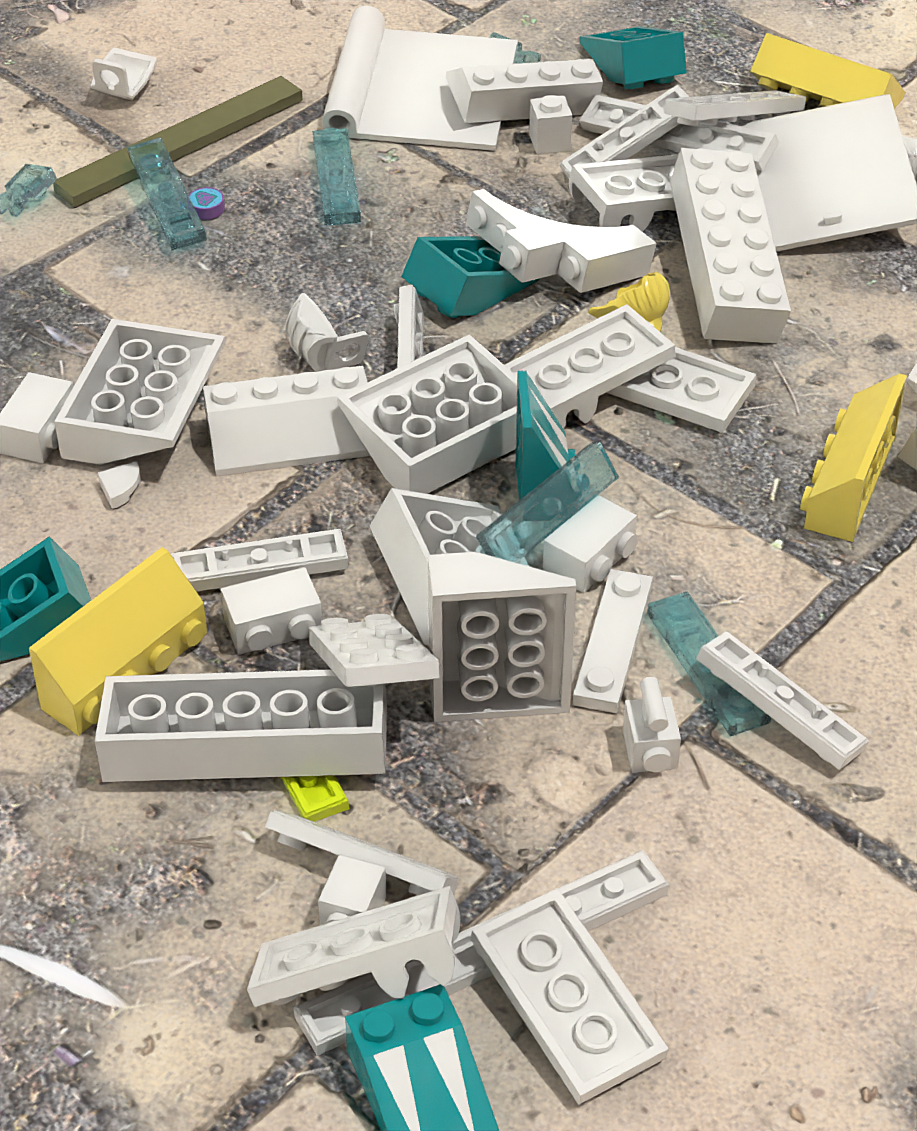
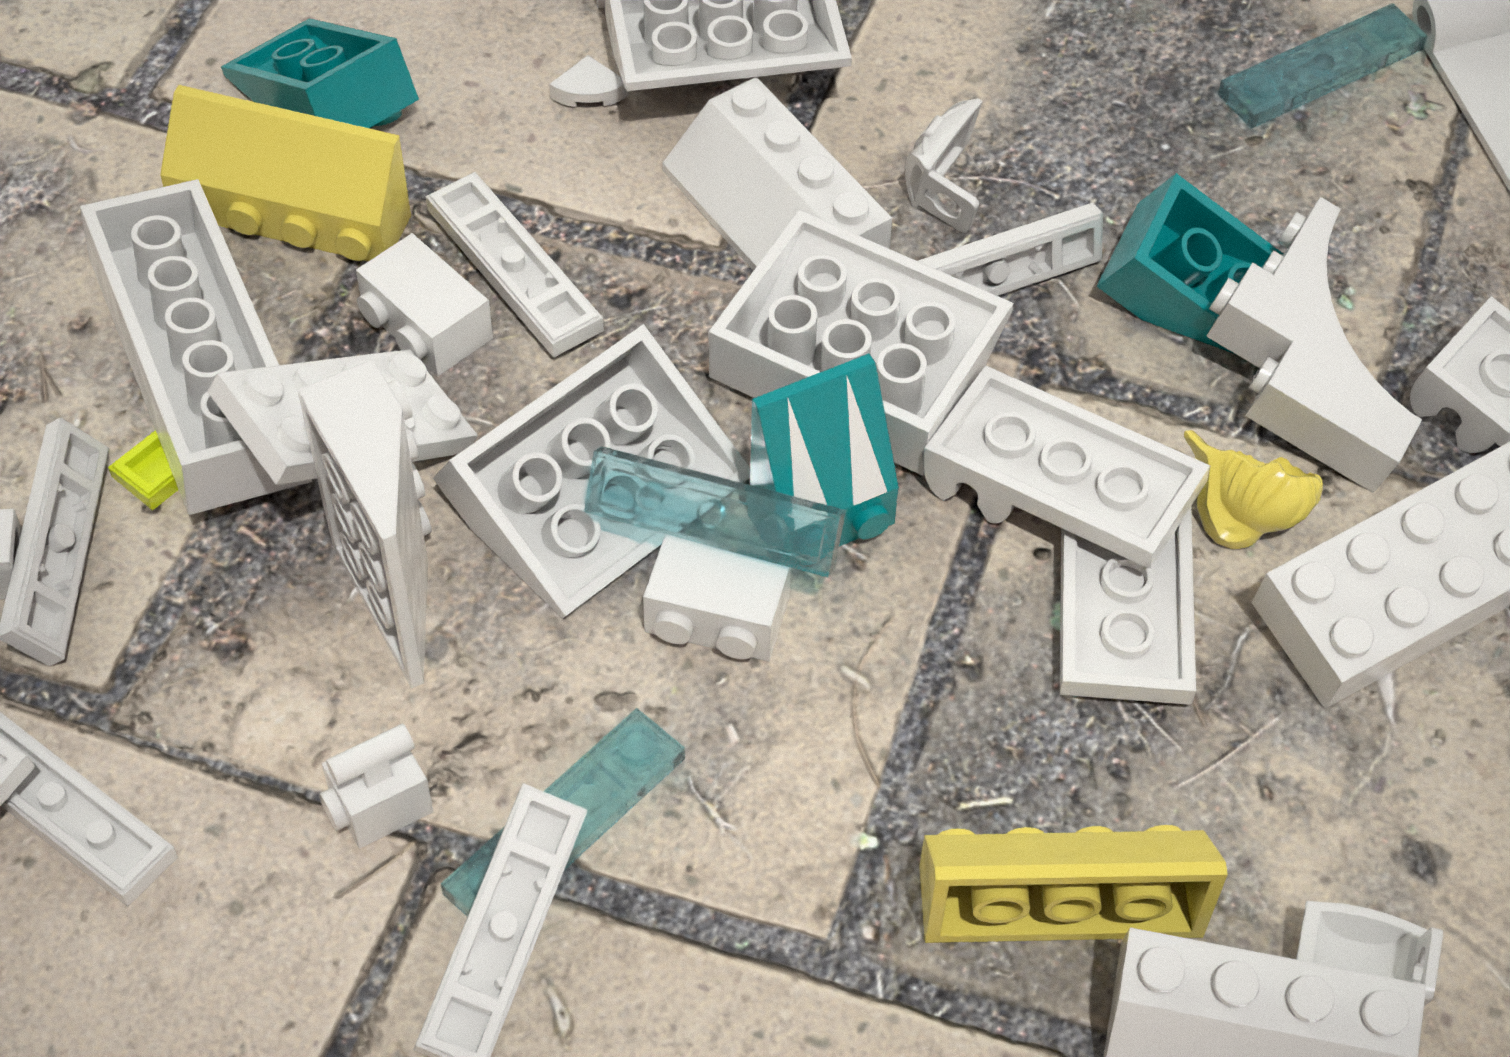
camera: 65 degrees right, 10 degrees up
(613, 641) = (556, 691): white plate -> none

